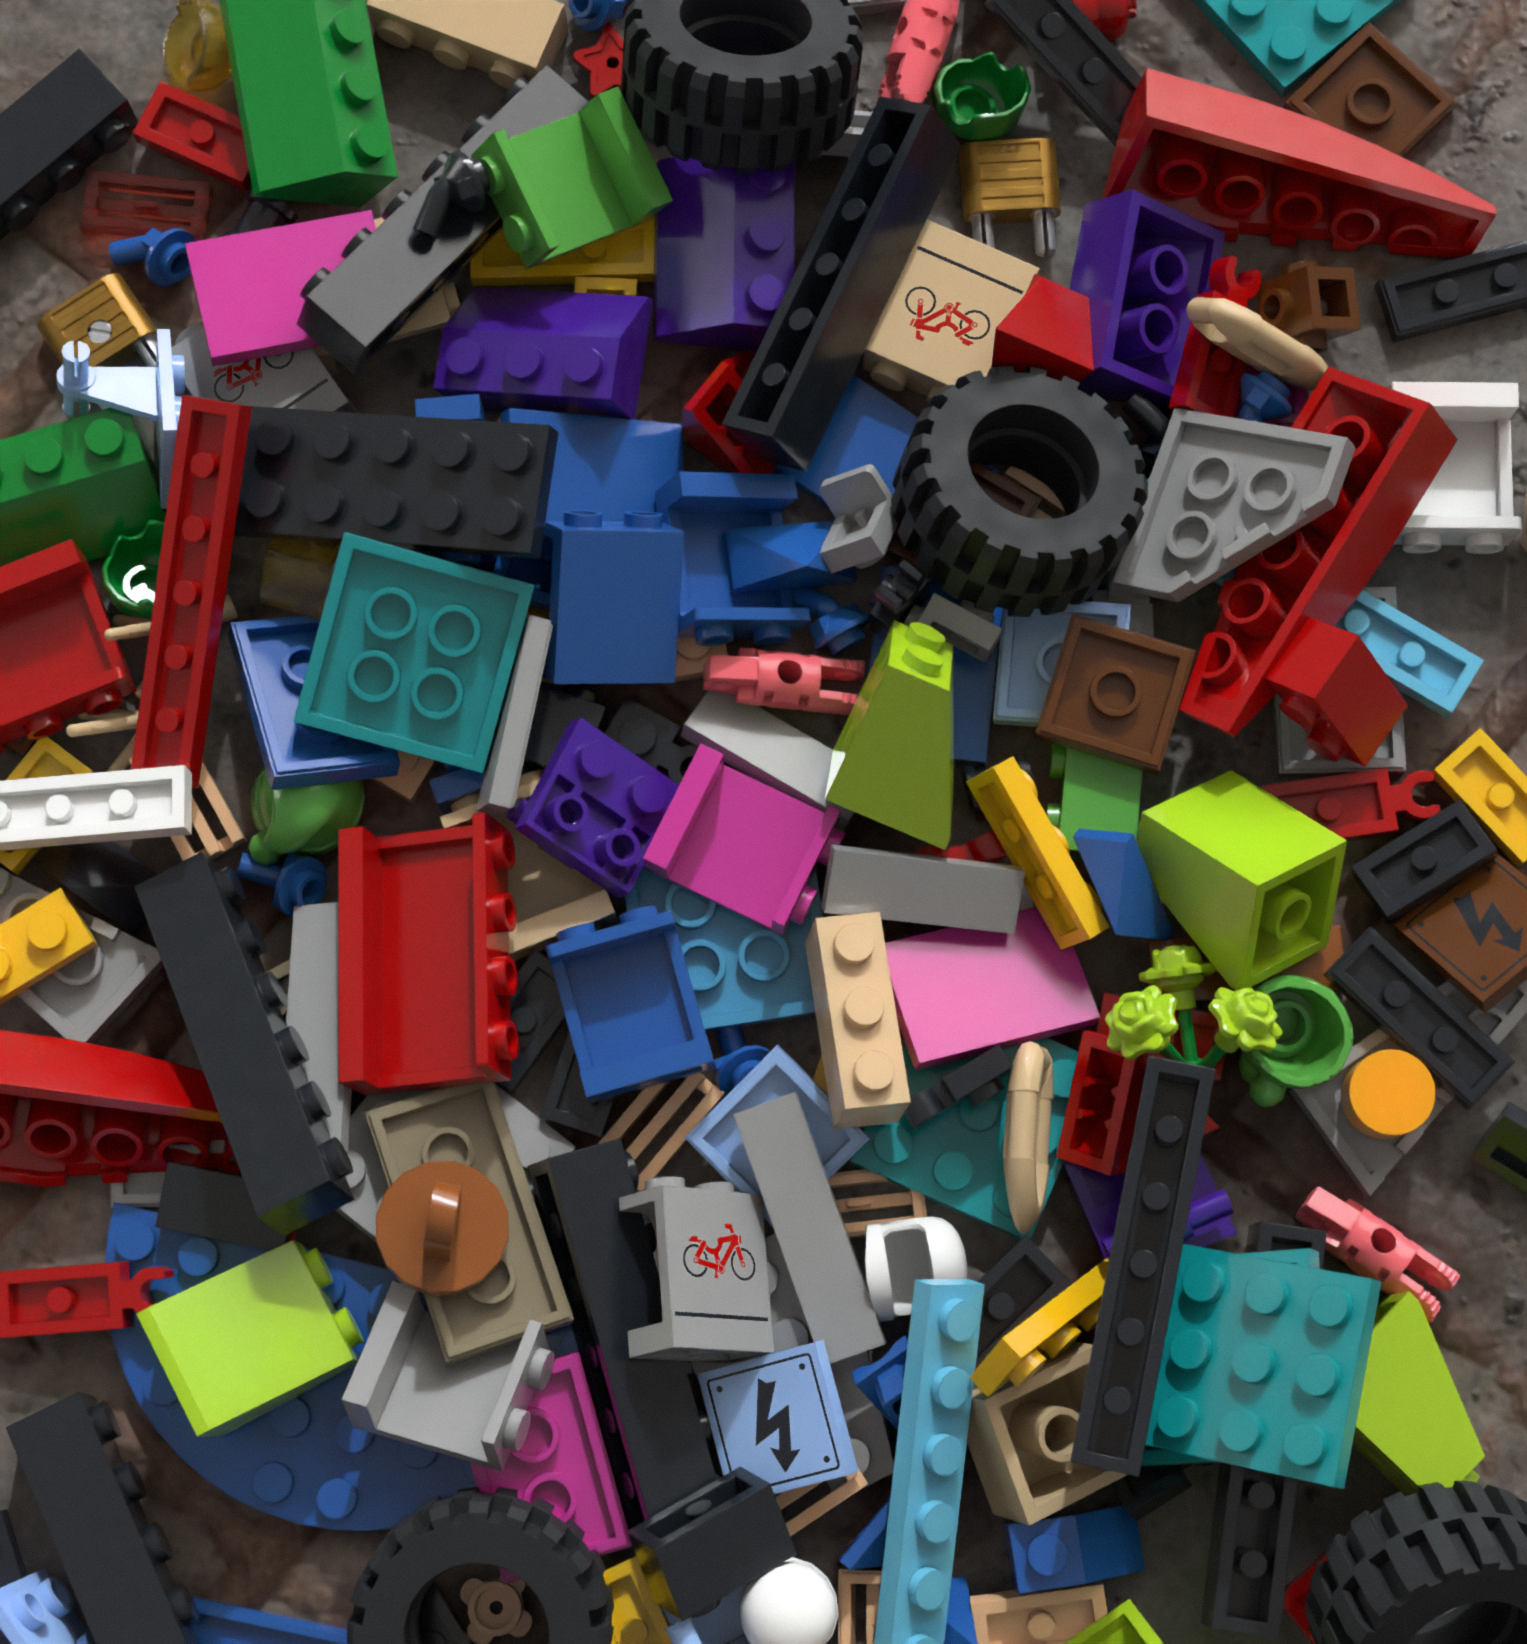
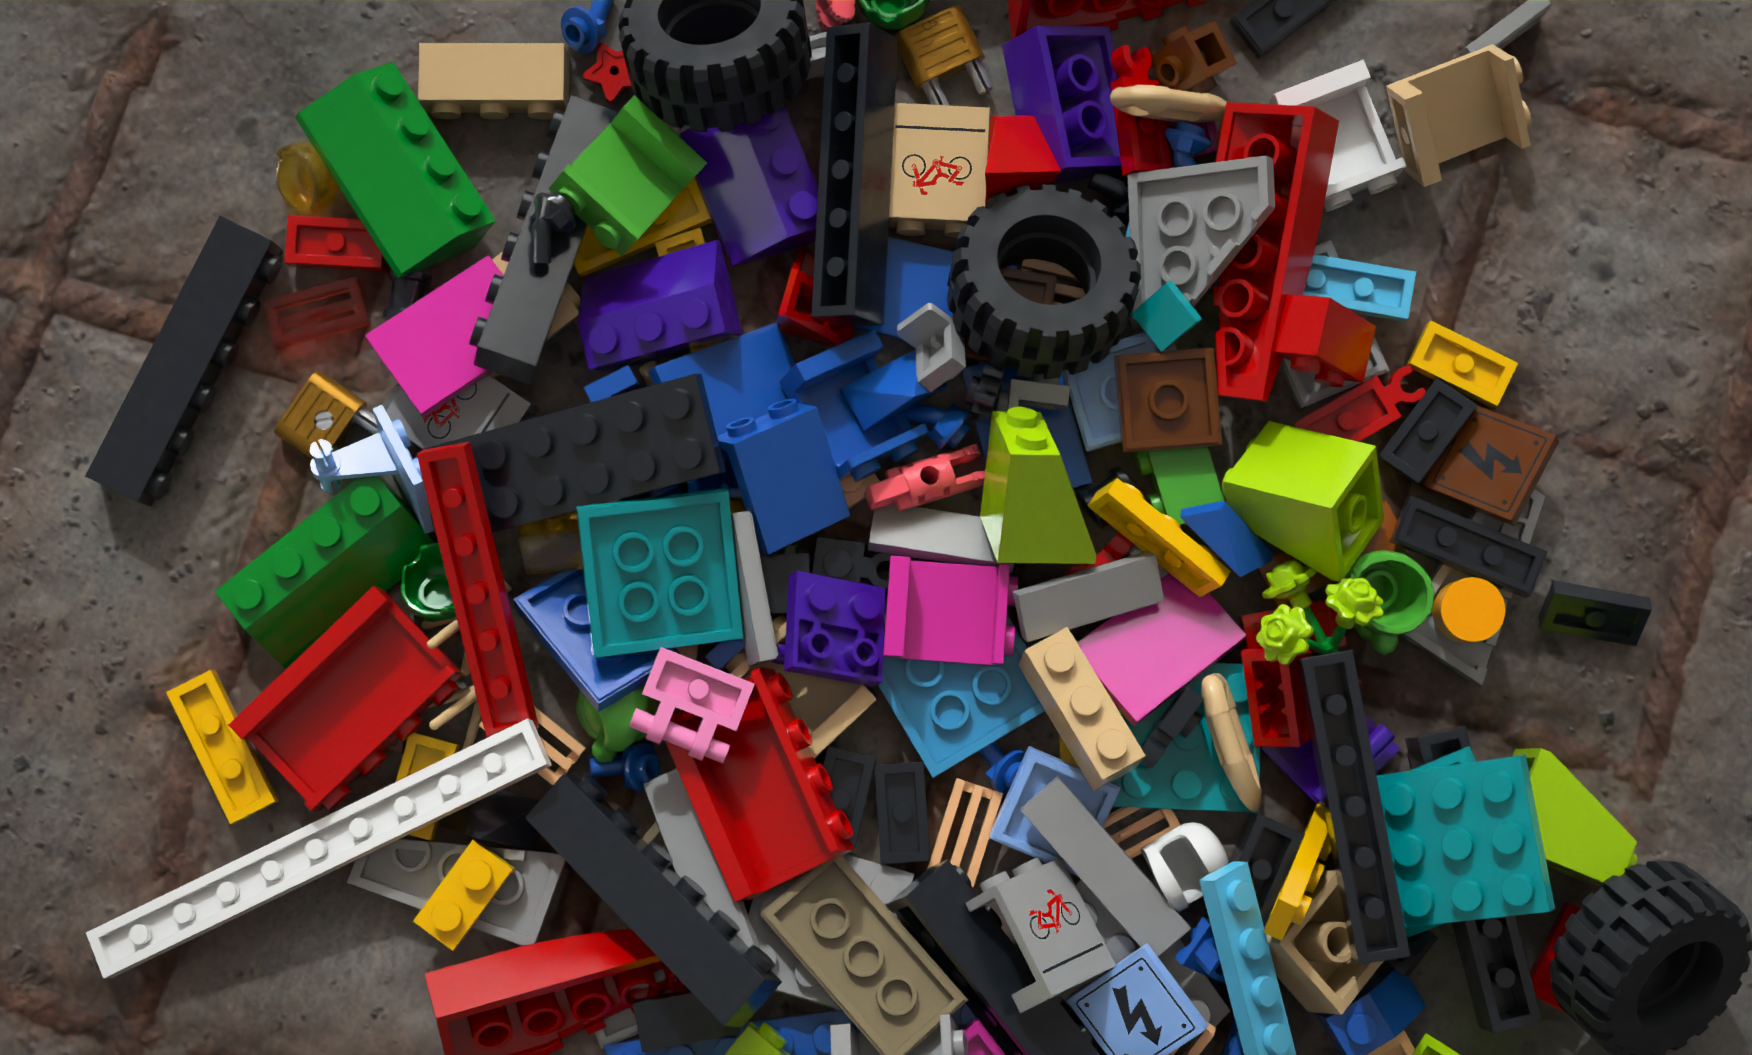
camera: 25 degrees left, 5 degrees up
(163, 254) = (347, 343): blue plate -> none
(400, 809) = (697, 690): none -> bright pink plate
(442, 1228) = (850, 975): dark orange tile -> none
(629, 1004) = (914, 760): blue panel -> none
(1152, 589) = (1166, 316): none -> teal tile
(1376, 1248) = (1481, 718): coral hinge -> none

